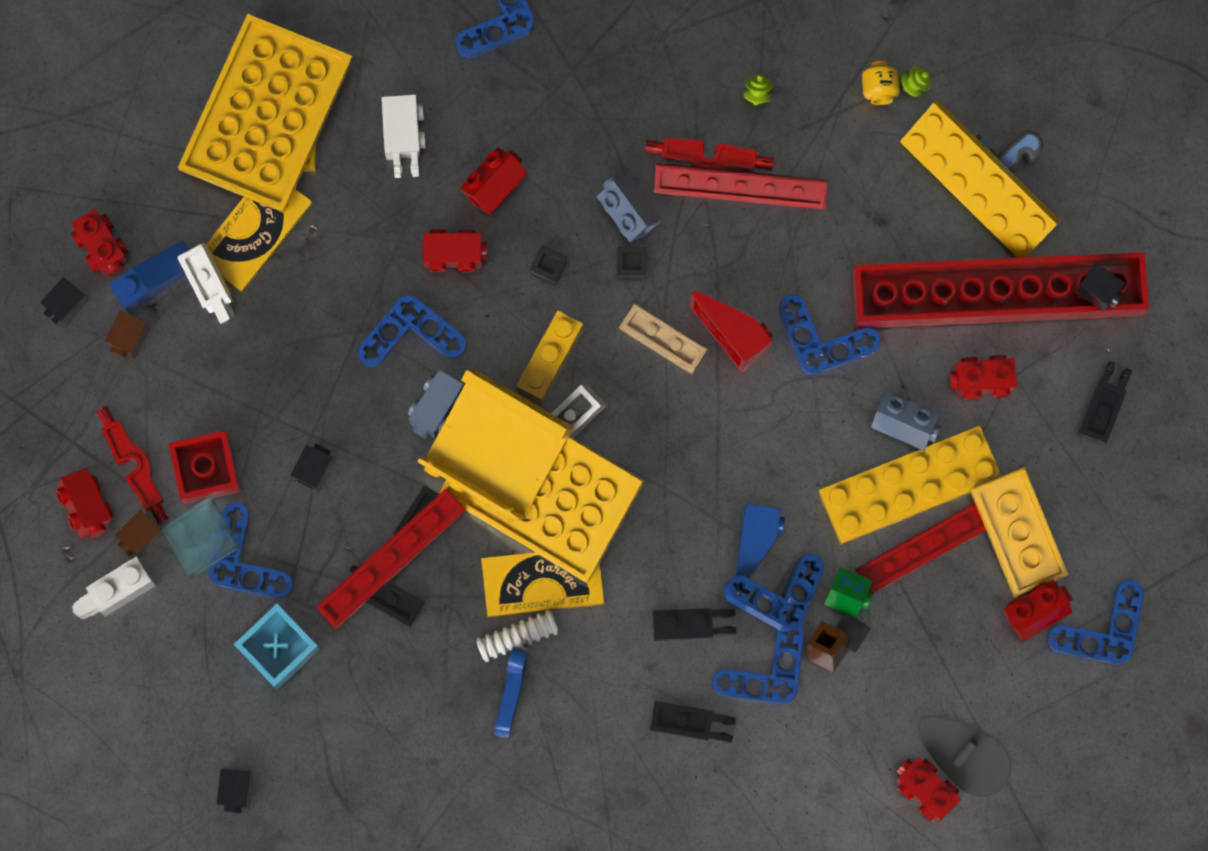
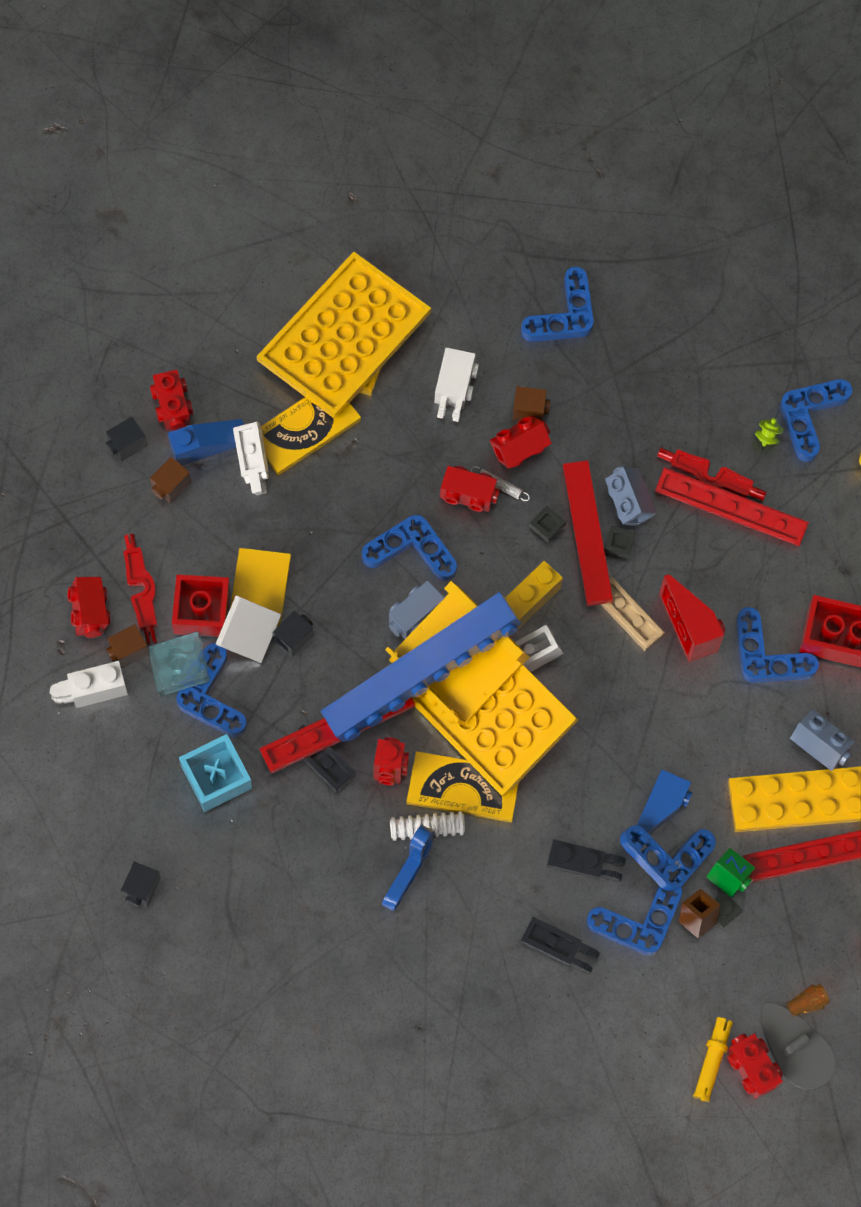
camera: 15 degrees right, 10 degrees down
(260, 427) = (262, 578): none -> yellow tile
(263, 480) = (248, 629): none -> white tile
(458, 580) = (390, 761): none -> red brick
(463, 475) = (421, 667): none -> blue brick
(487, 233) = (505, 486): none -> white piece
(492, 133) = (530, 403): none -> reddish brown brick
(594, 262) = (587, 533): none -> red tile
(787, 57) = (801, 413): none -> blue beam
(883, 794) = (713, 1058): none -> yellow pin
(965, 704) = (809, 1000): none -> clear orange cone

